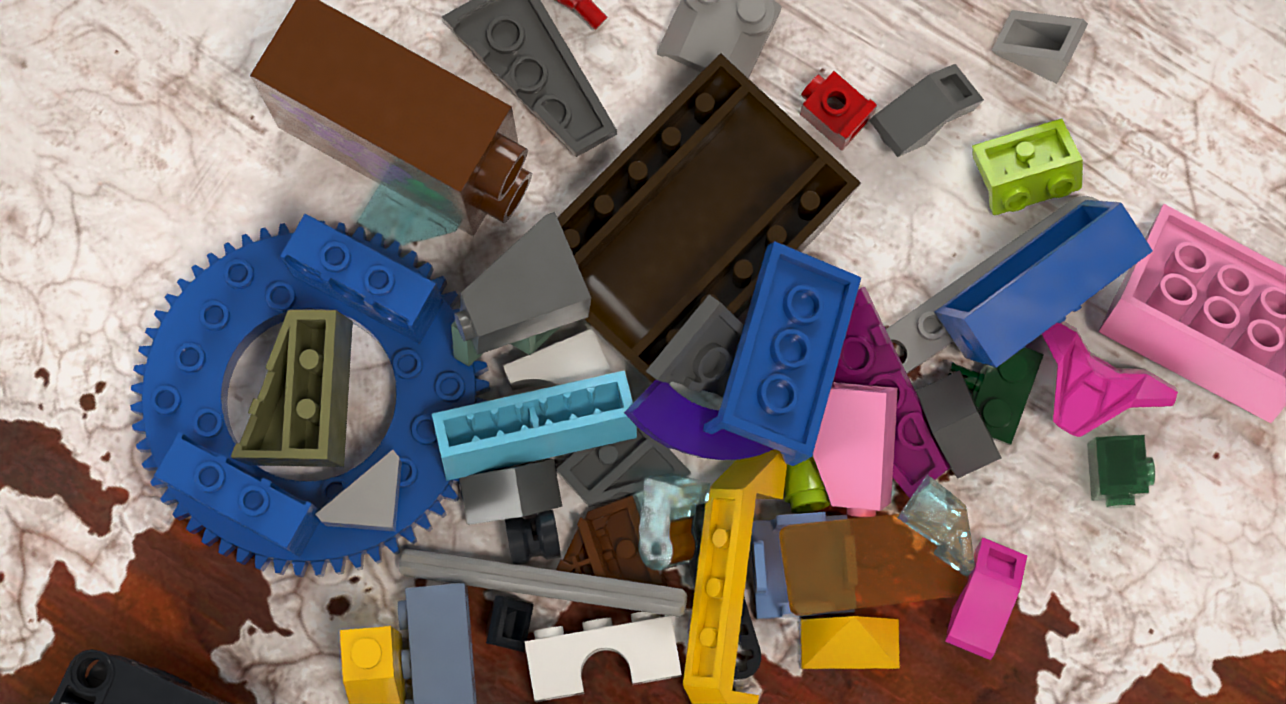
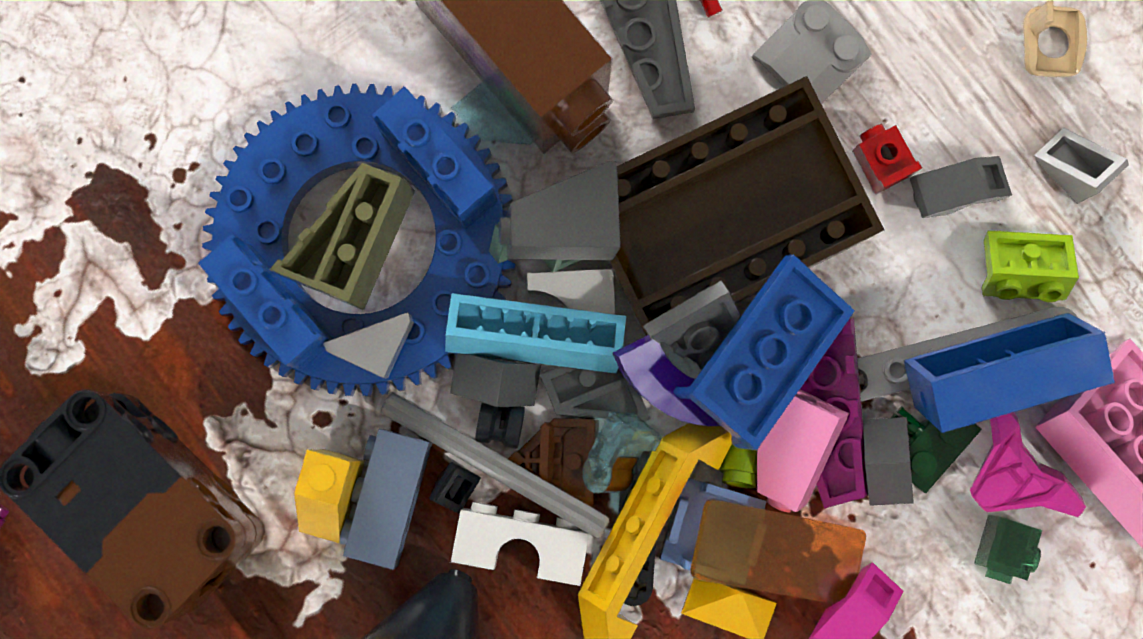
camera: 20 degrees right, 5 degrees up
(943, 521) = (844, 538): clear light blue slope -> none

